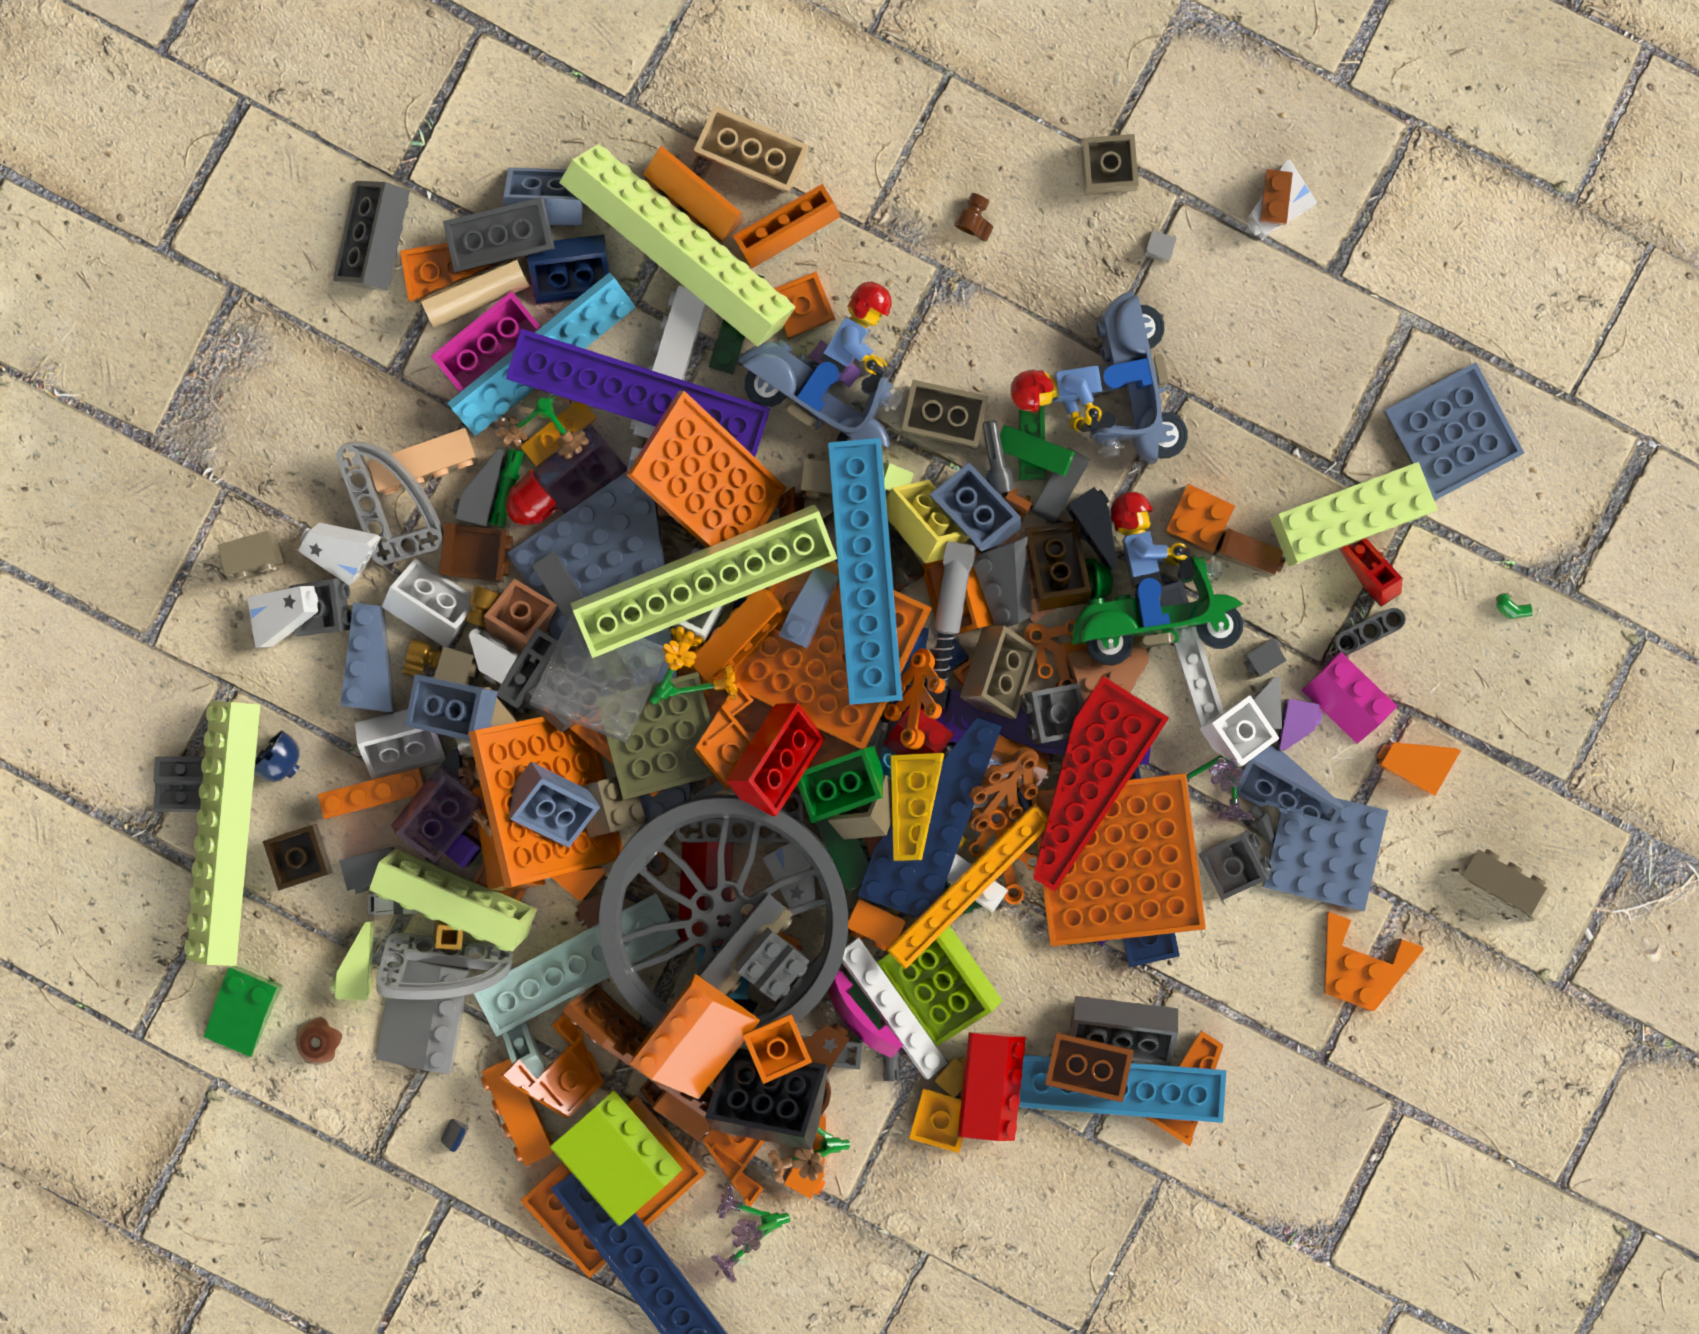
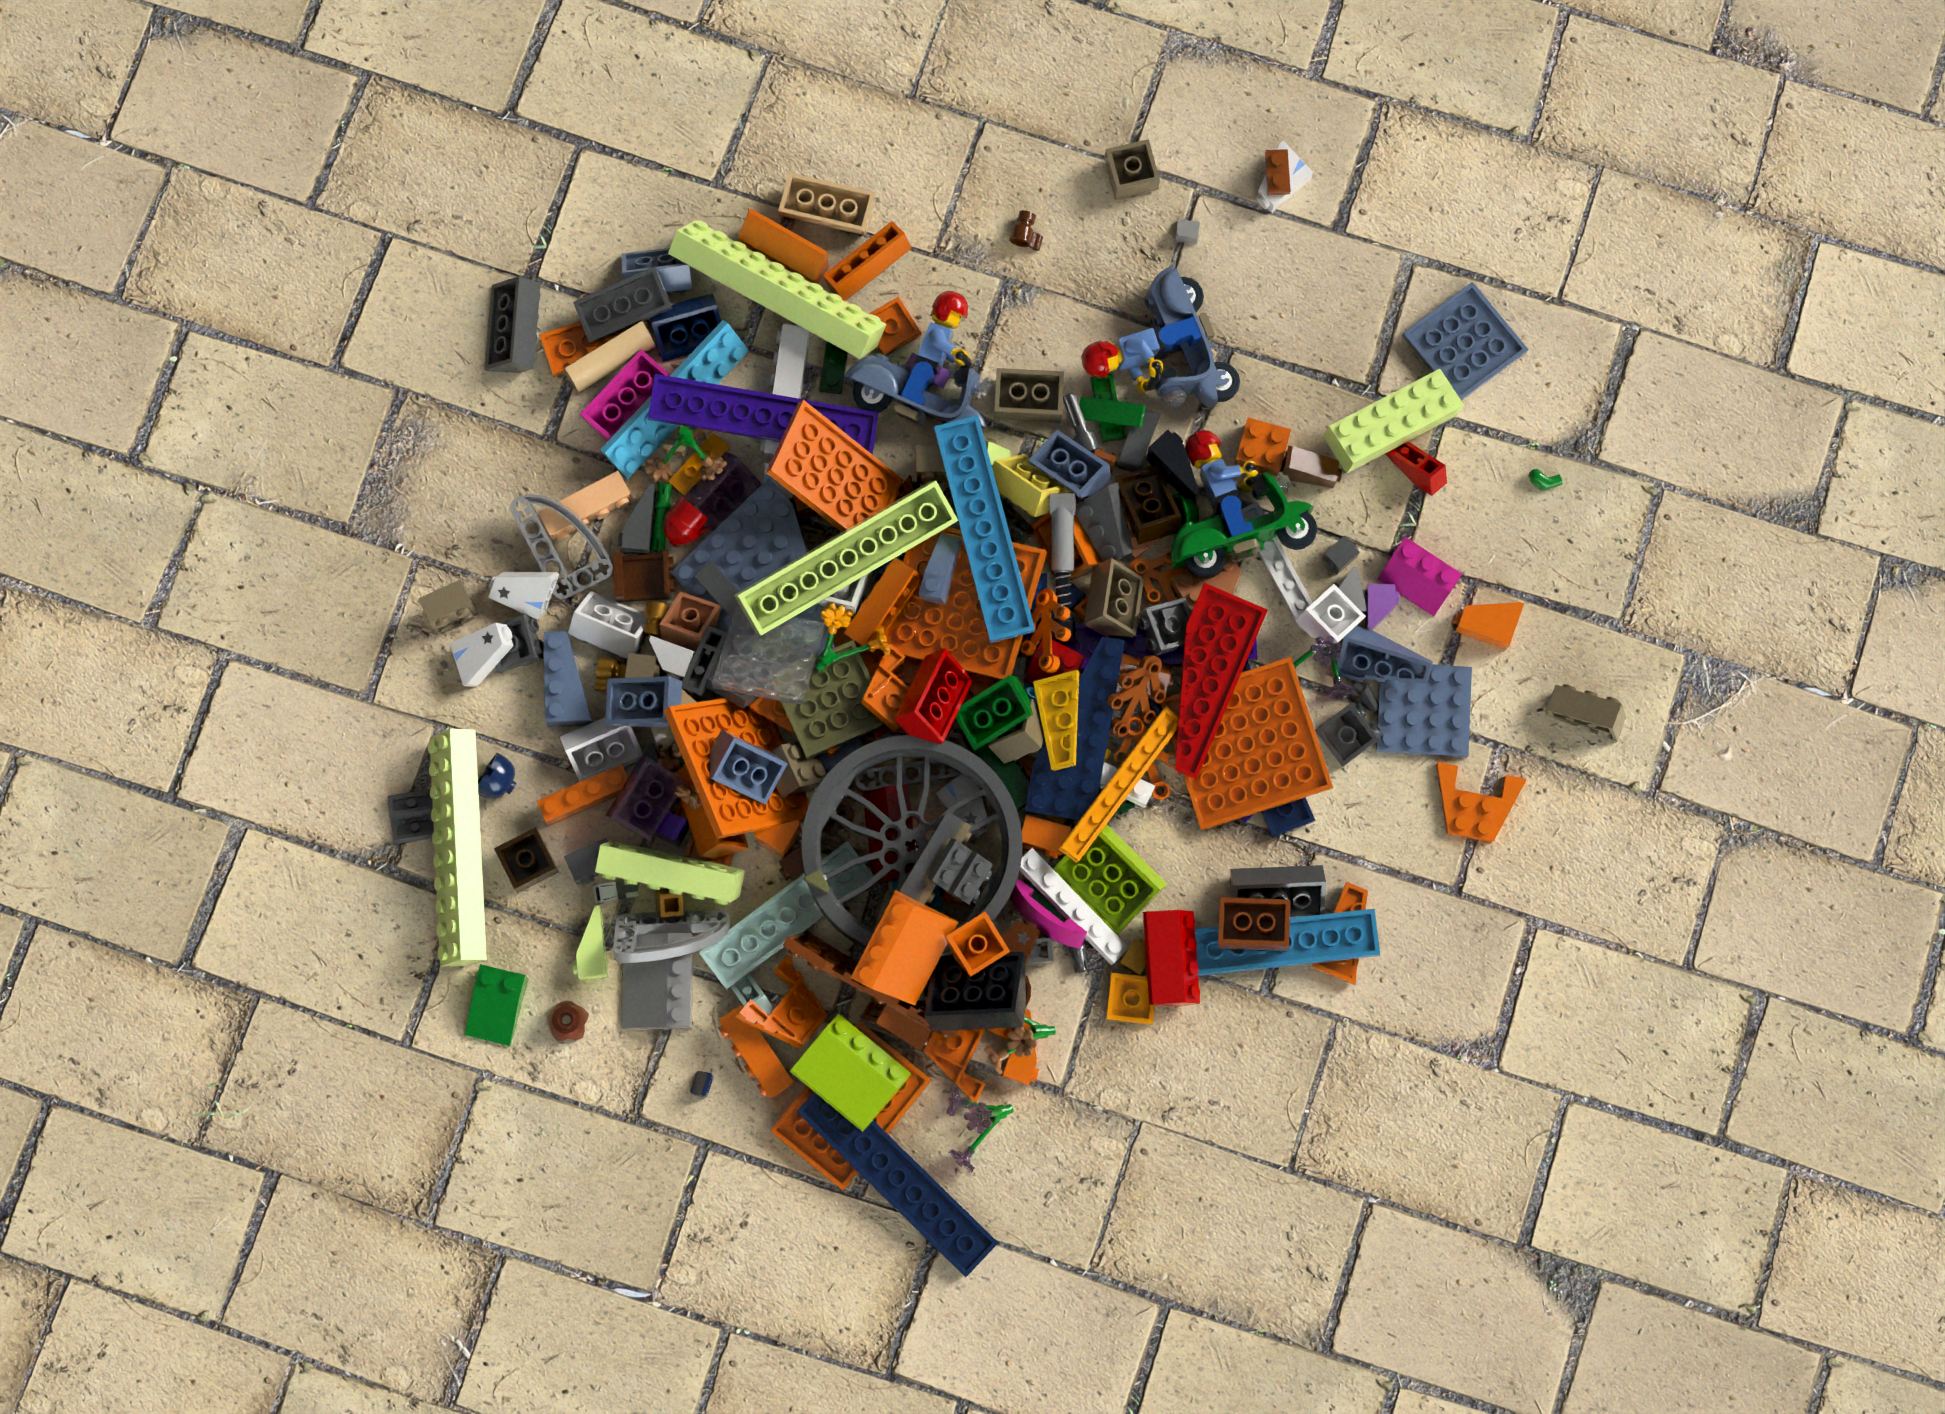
camera: 10 degrees left, 10 degrees down
(612, 950) = (818, 881): none -> olive slope
(1380, 626) = (1432, 510): dark grey beam -> none

